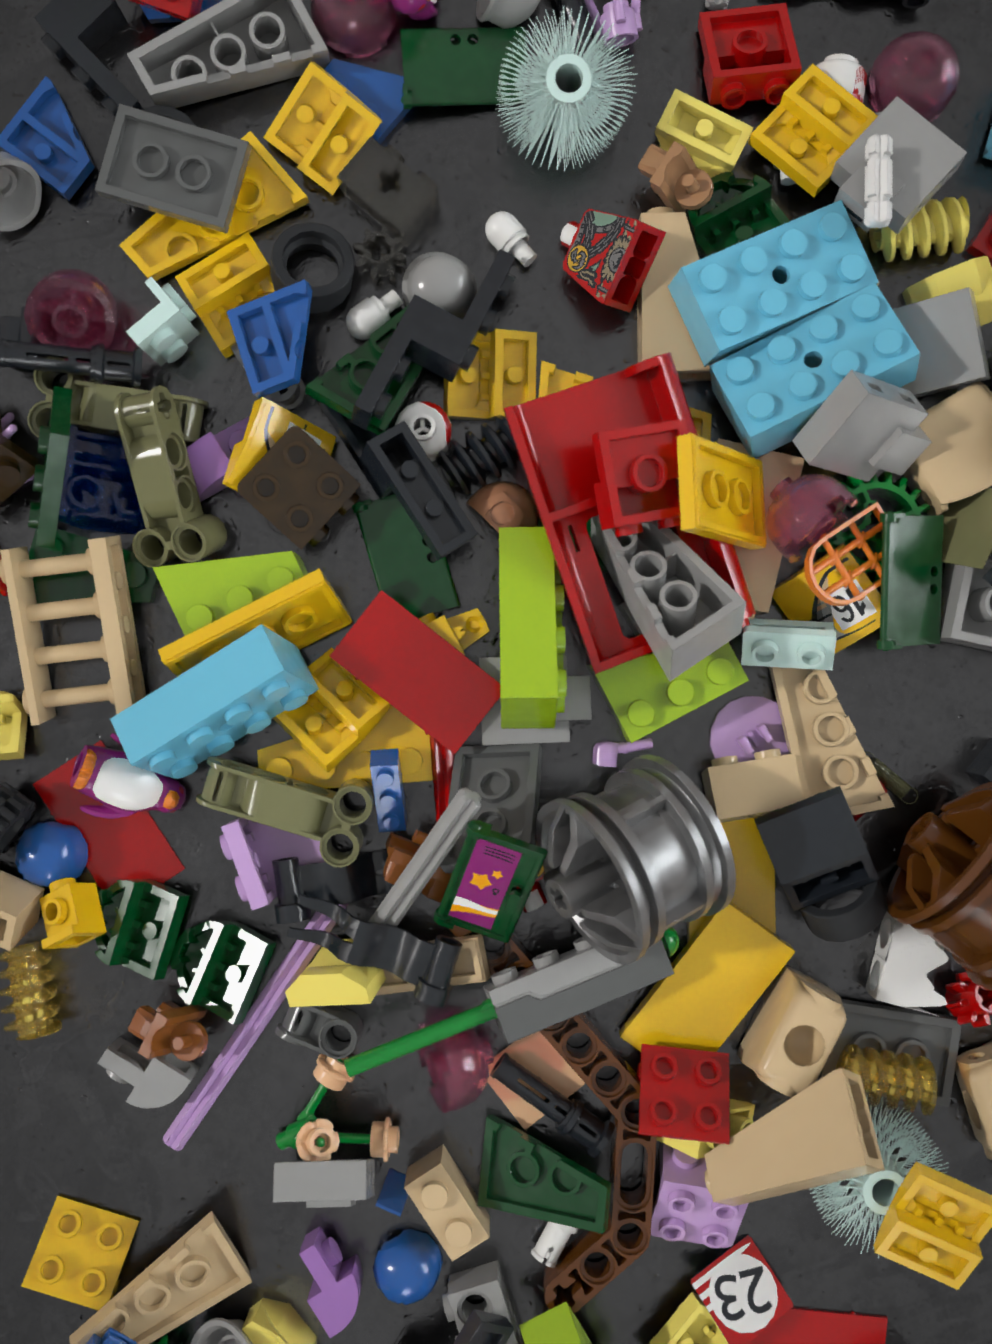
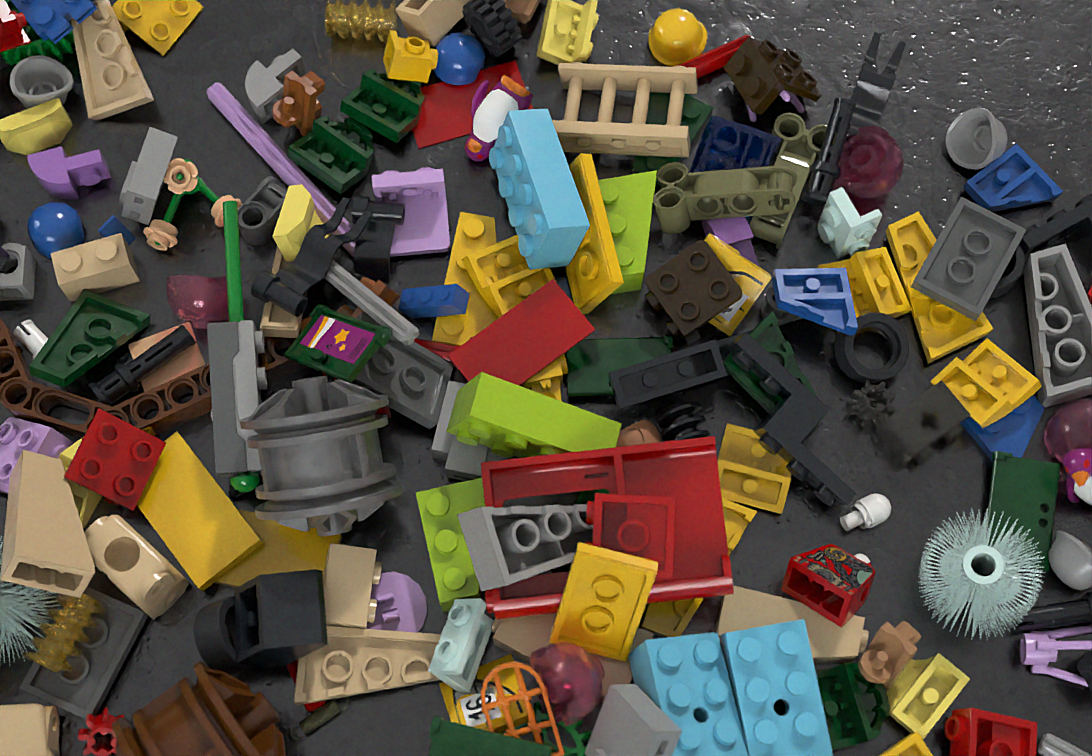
camera: 105 degrees right, 20 degrees down
(49, 477) = (764, 118): dark green wing -> none
(288, 805) = (442, 225): olive piece -> none
(371, 314) = (825, 386): white cylinder -> none
(428, 413) = (718, 400): white head -> none
(441, 281) = (838, 444): light grey helmet -> none
(606, 752) = (412, 482): lavender hand -> none
(902, 967) = (146, 674): white piece -> none

